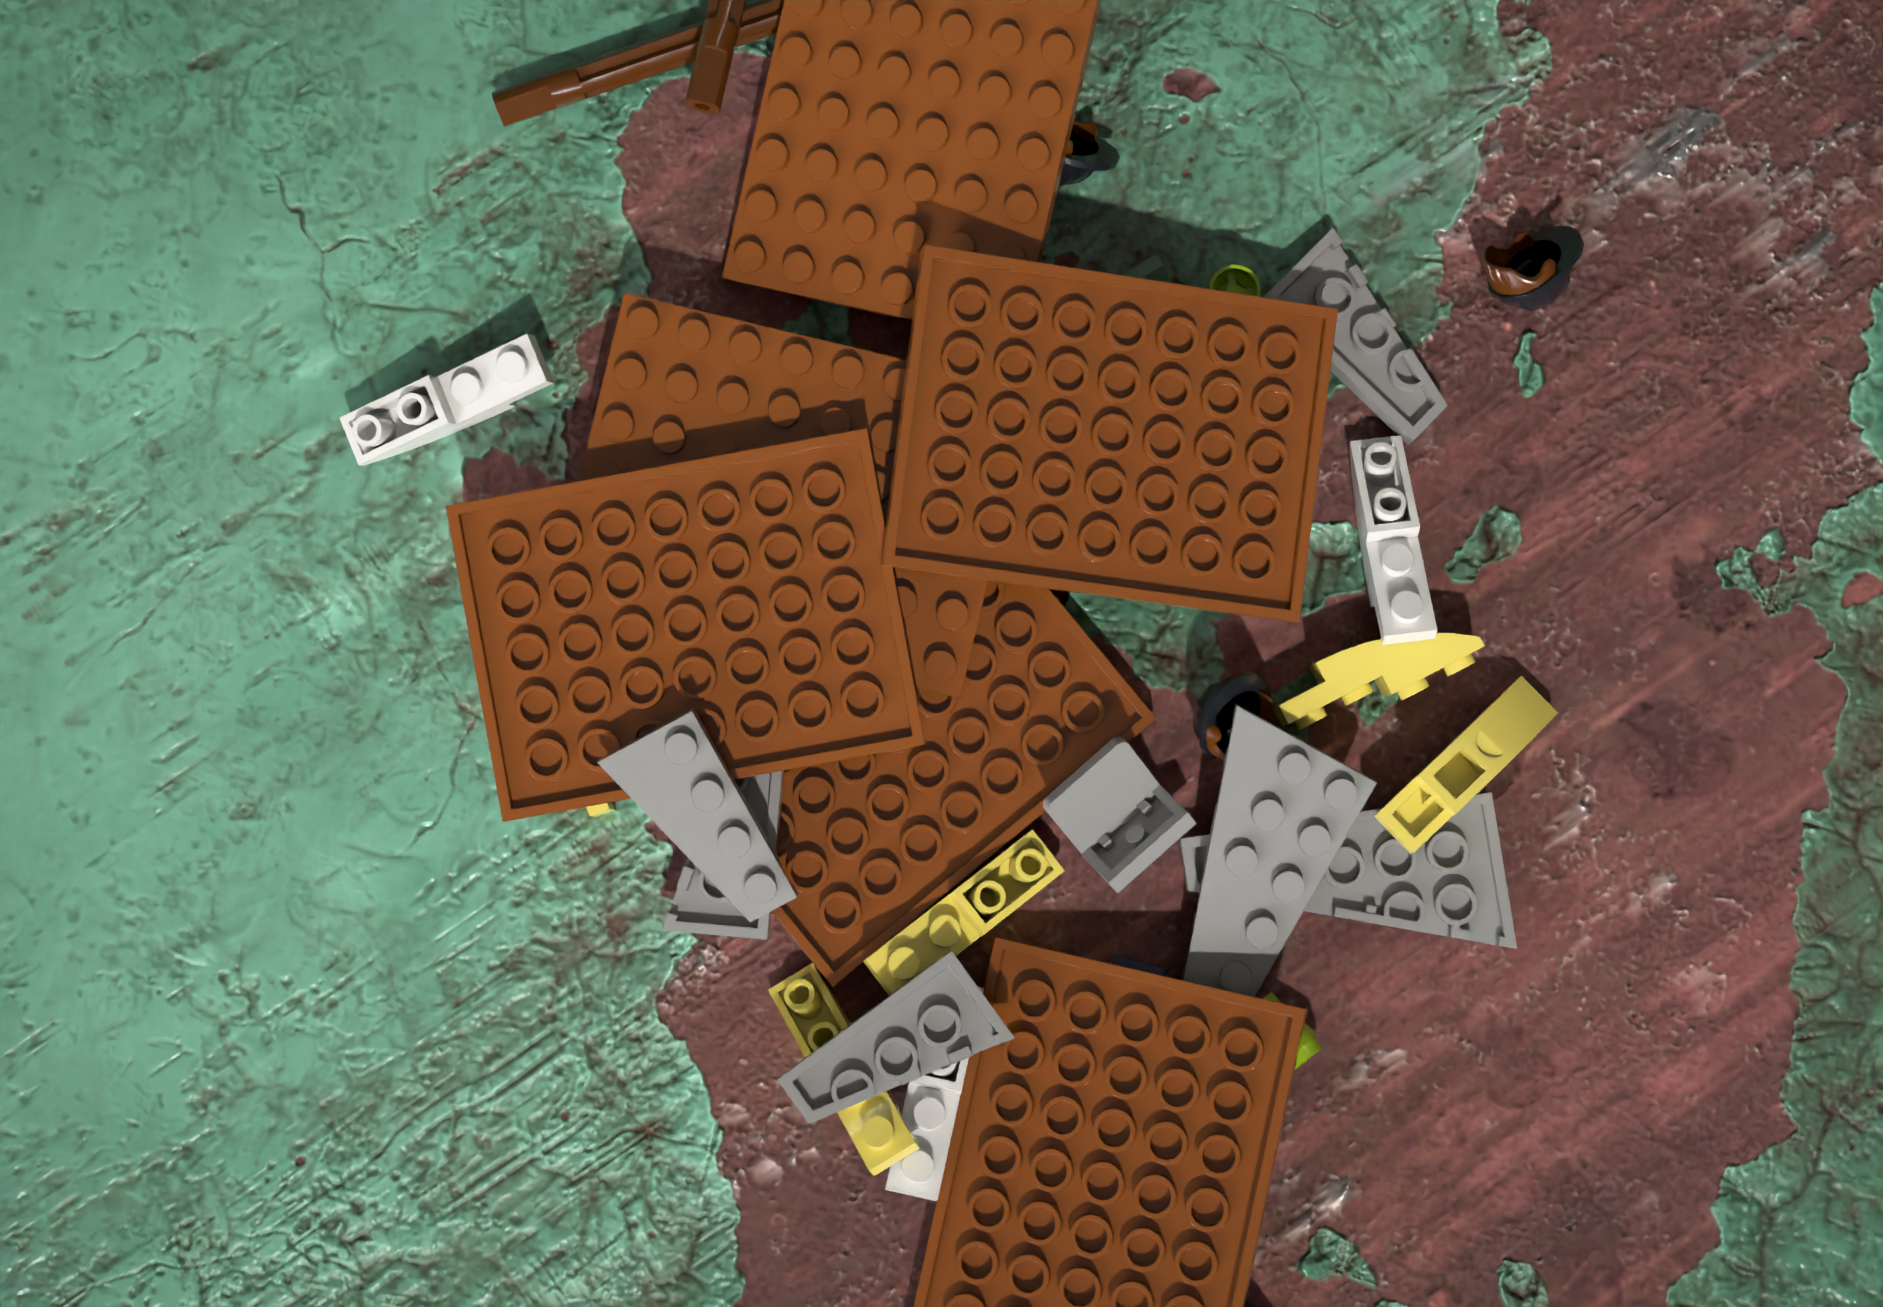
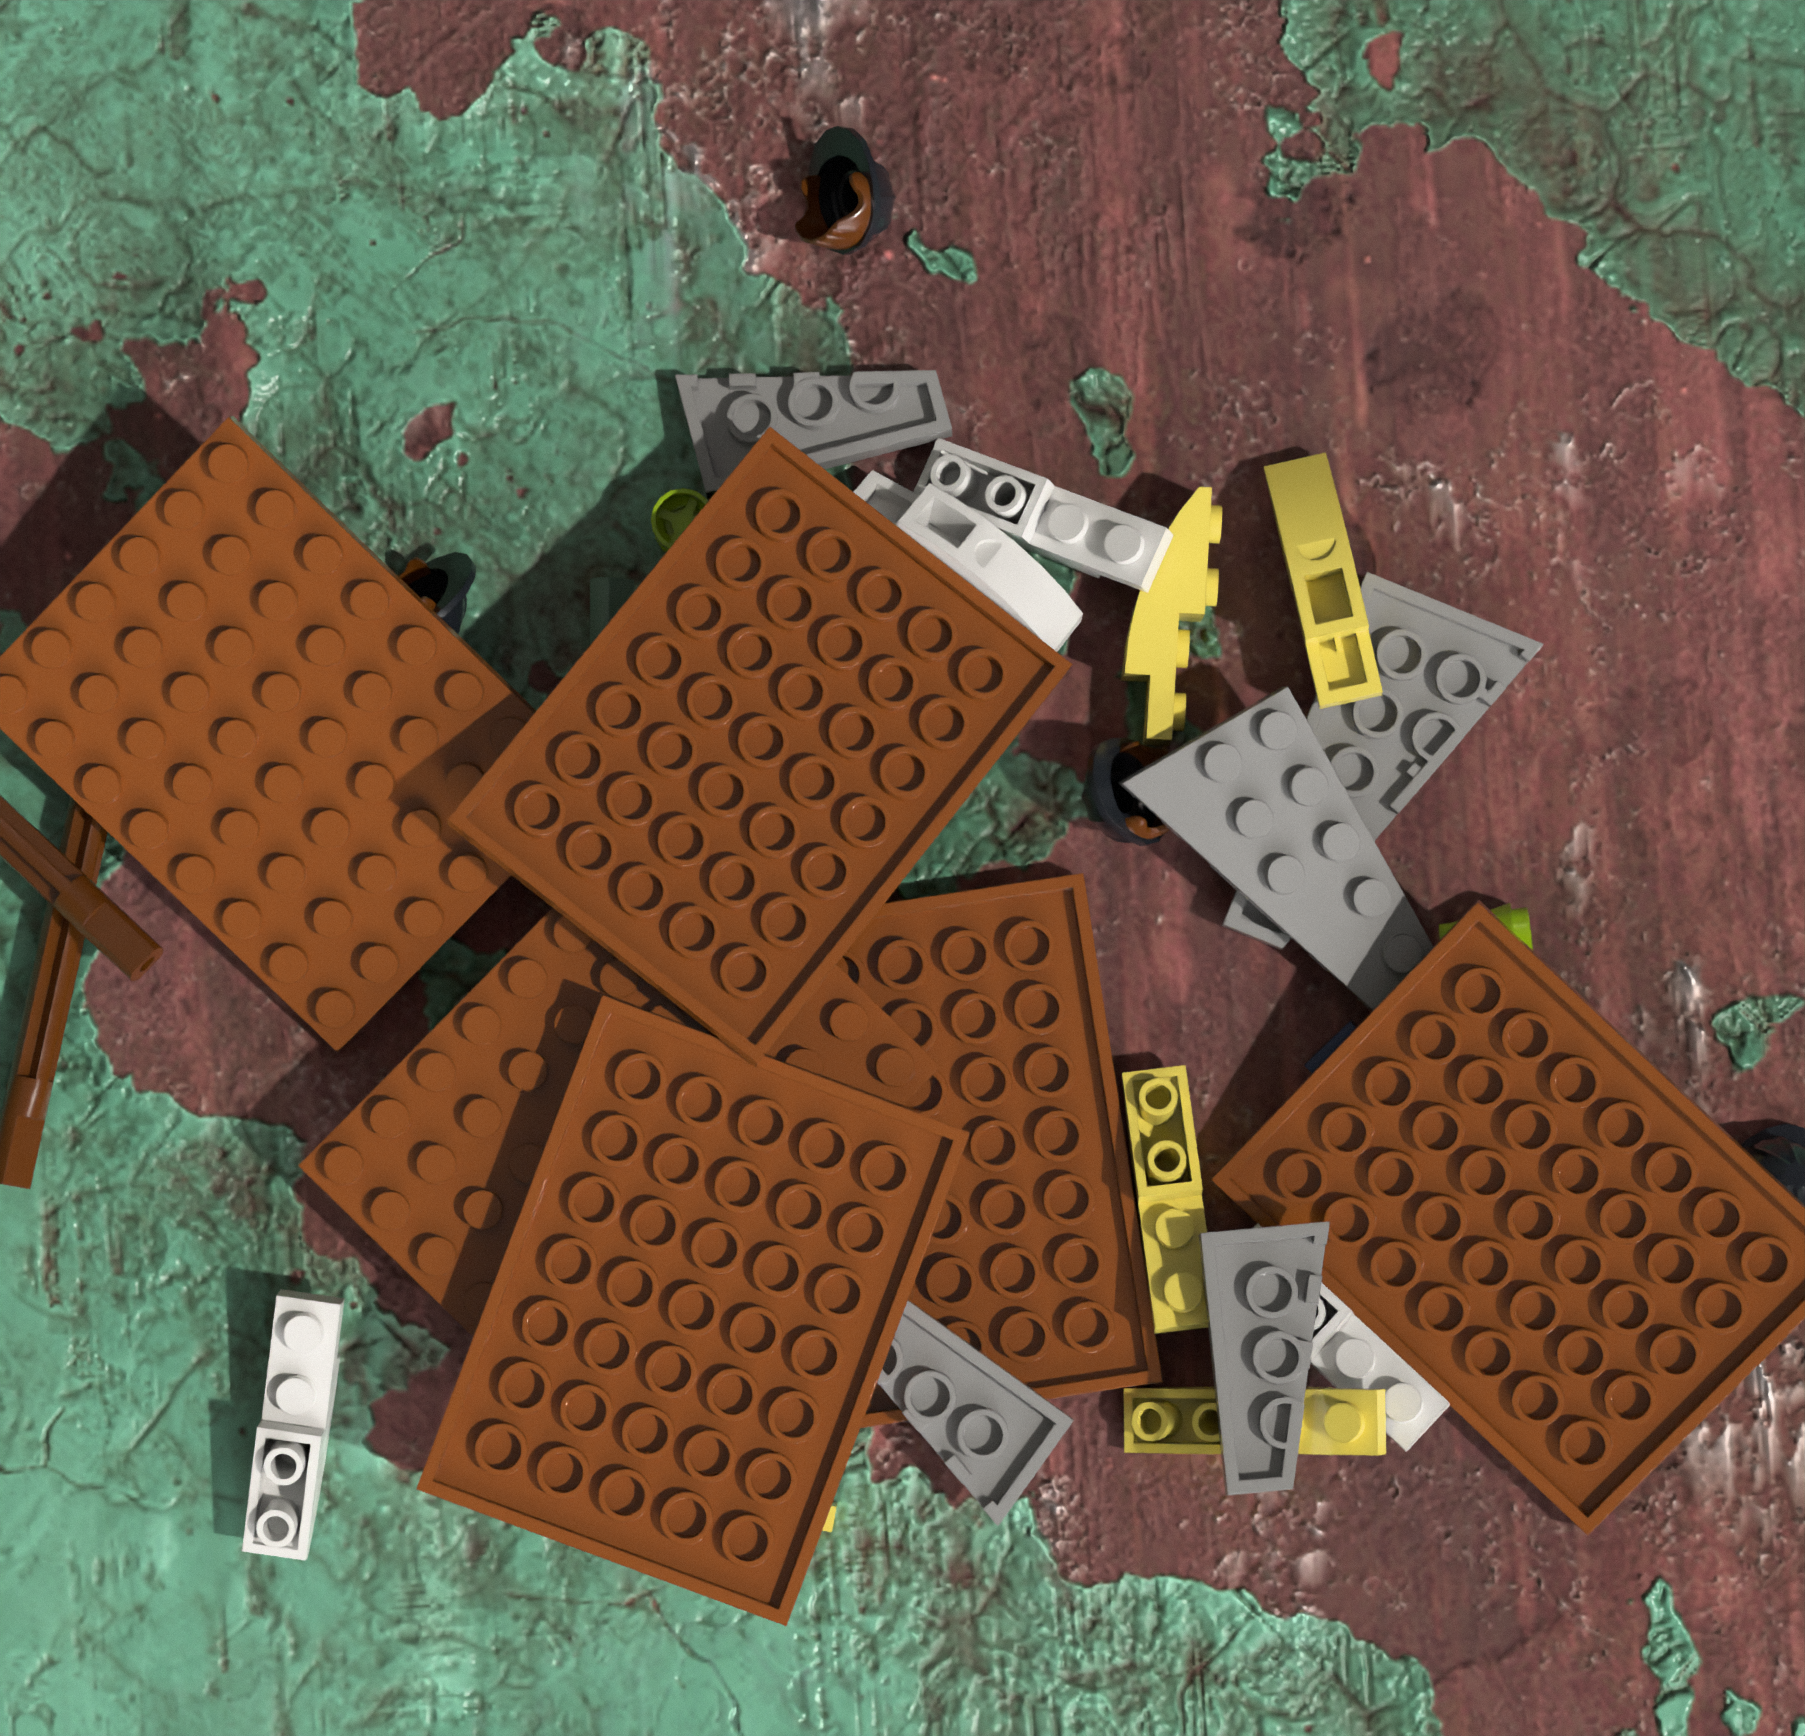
camera: 65 degrees left, 0 degrees up
(696, 802) = (890, 1408): light grey wing -> none
(1117, 813) = (1159, 974): light grey bracket -> none
(1336, 512) = (978, 554): none -> white slope

